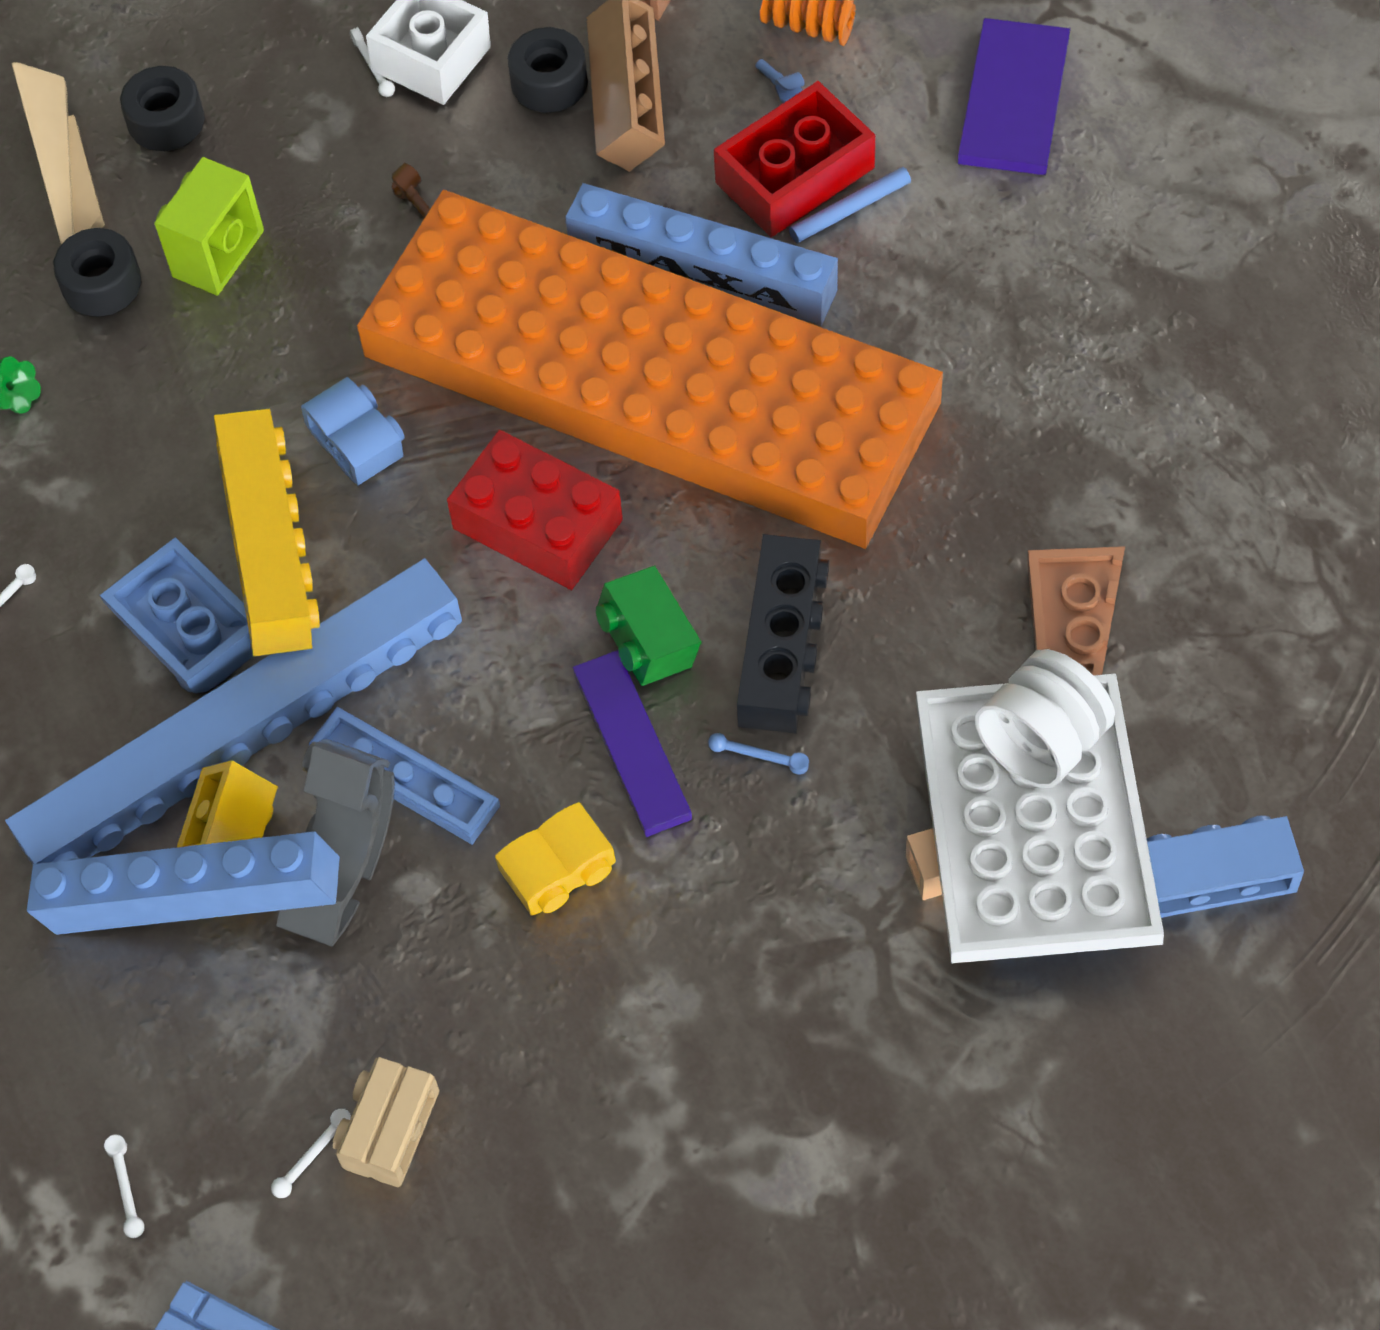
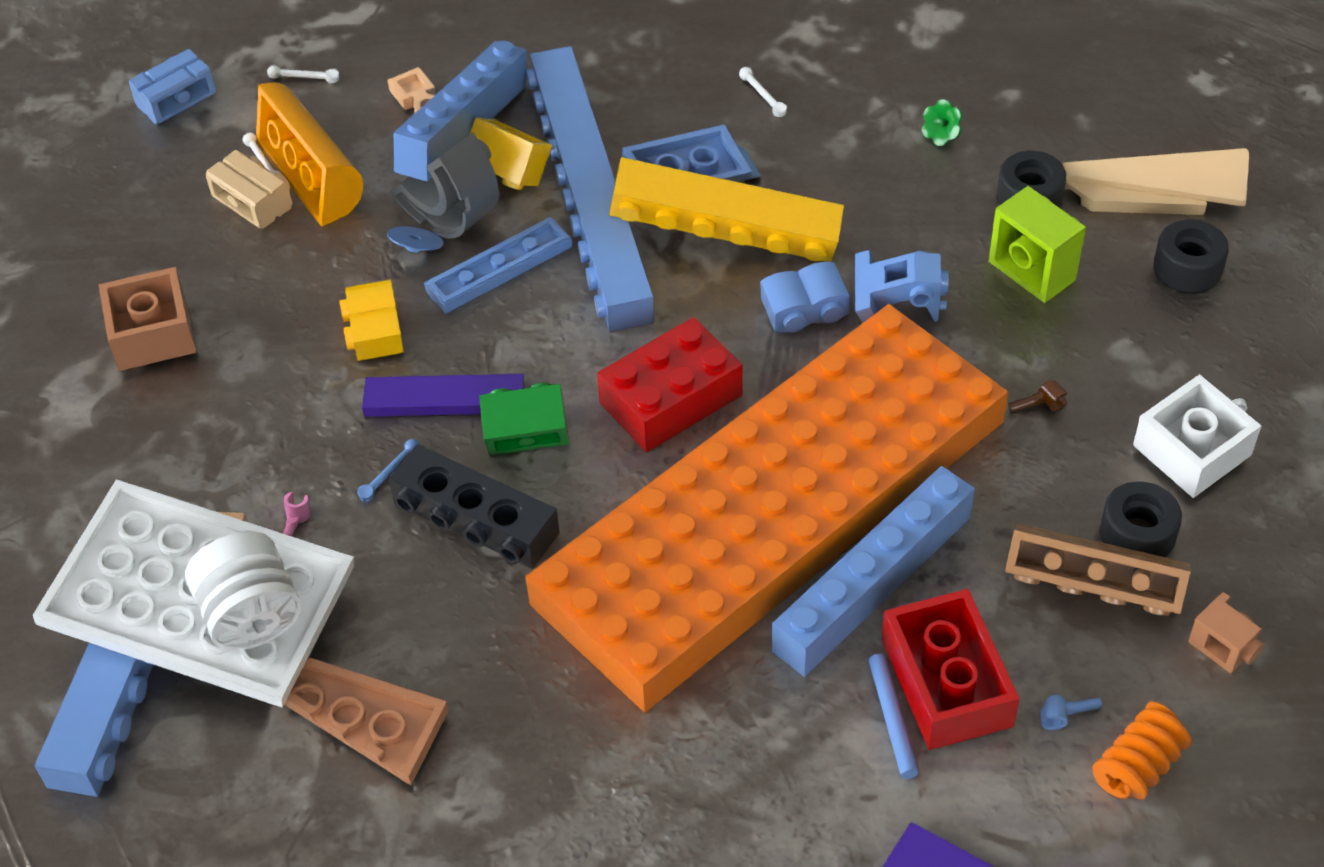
camera: 110 degrees right, 10 degrees down
(129, 1007) = (412, 89): none -> light nougat plate
(309, 1070) = (306, 155): none -> light orange brick
(319, 361) = (878, 283): none -> medium blue tile
(400, 880) = (415, 238): none -> medium blue piece
(667, 1110) = (147, 318): none -> nougat brick
(869, 816) = (295, 513): none -> bright pink hand

